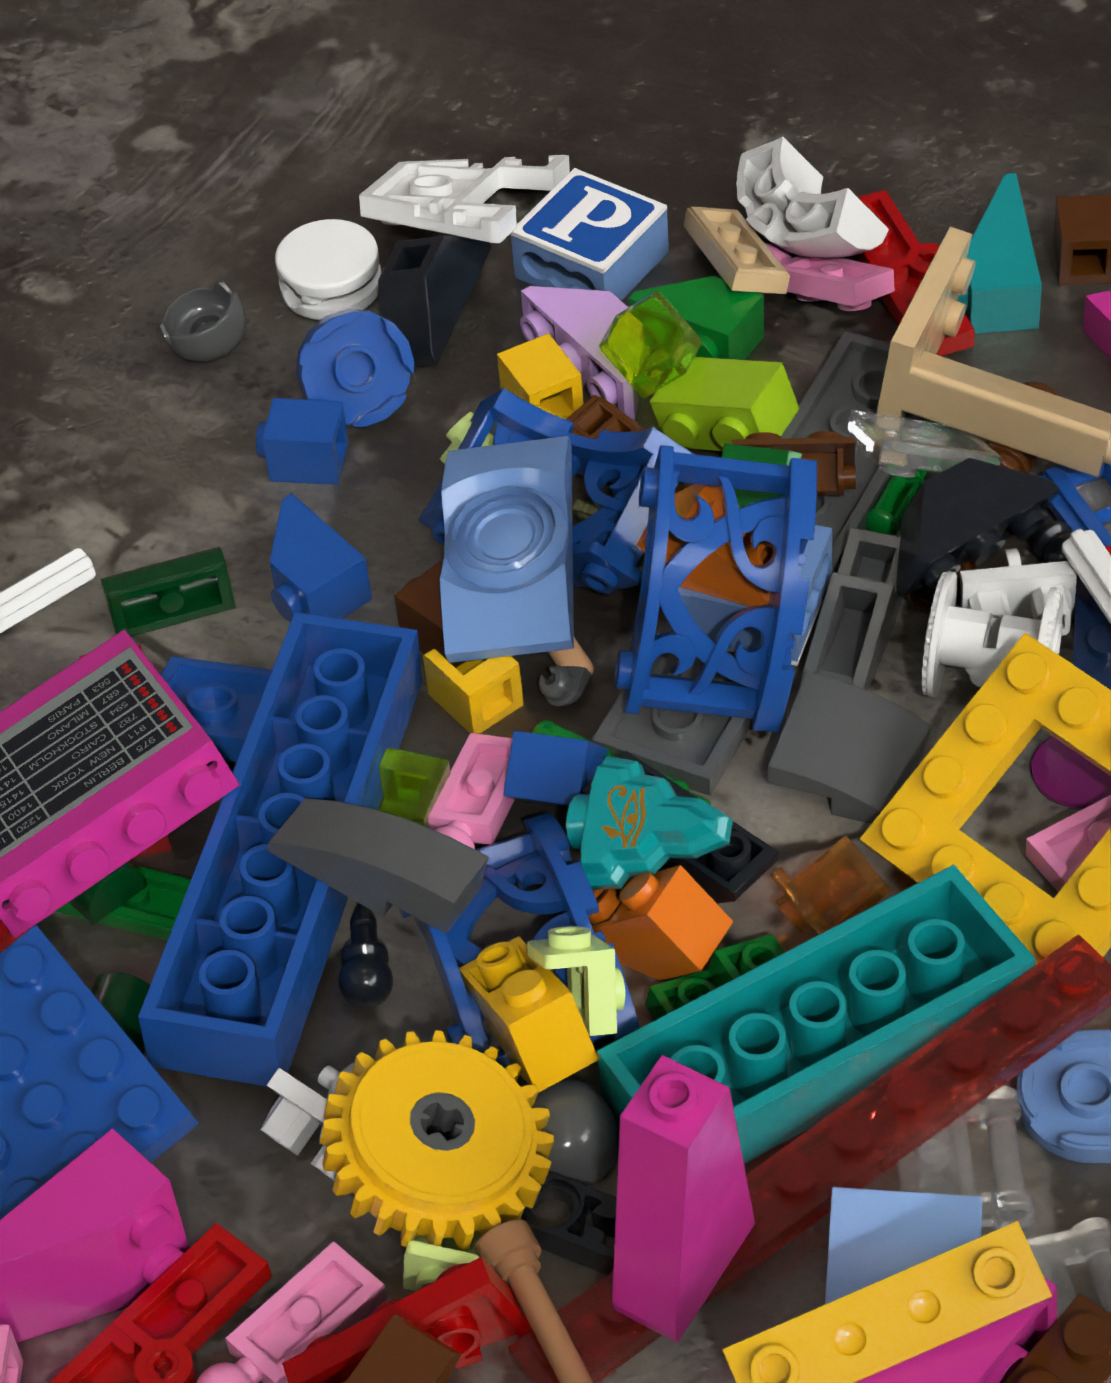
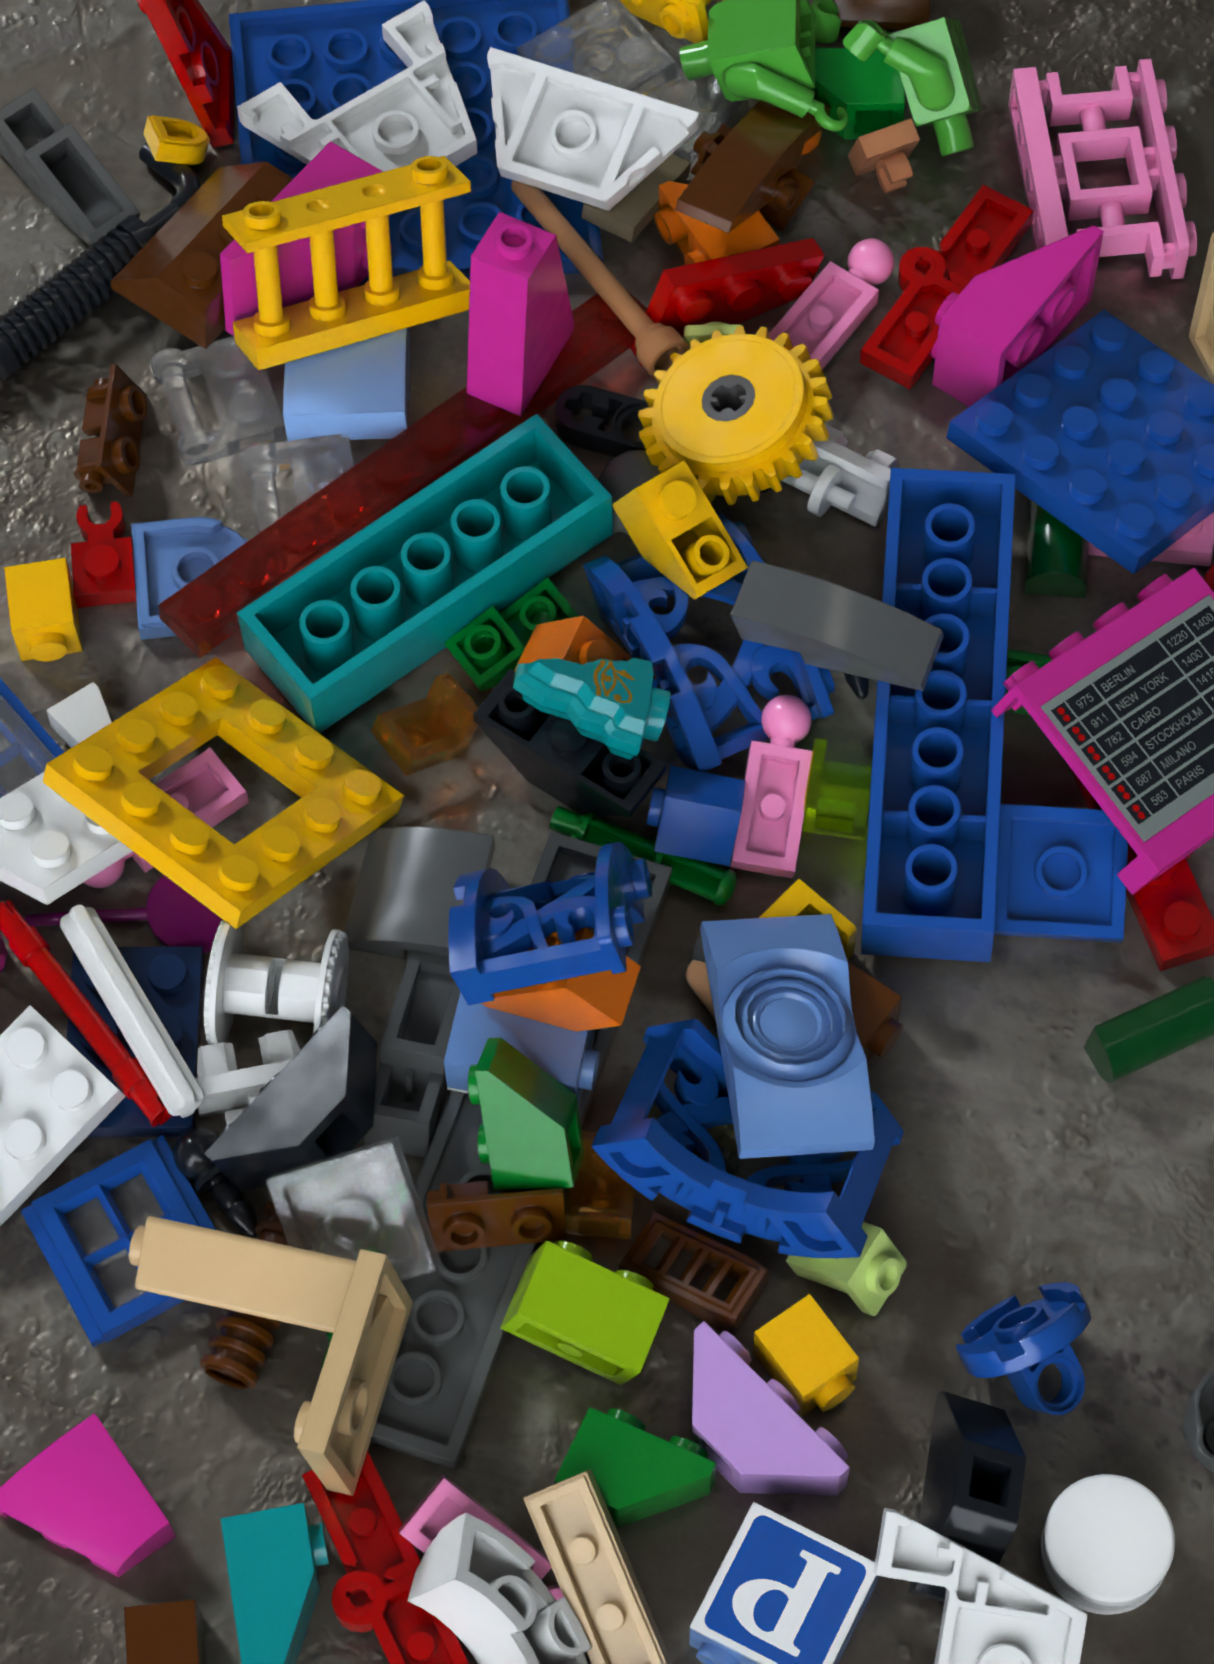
camera: 170 degrees right, 15 degrees up
(304, 441) = (1063, 1246): blue brick -> none
(315, 566) = (1005, 1066): blue slope -> none
(590, 974) = (637, 535): yellowish green bracket -> none
(650, 344) = (673, 1347): clear neon green panel -> none

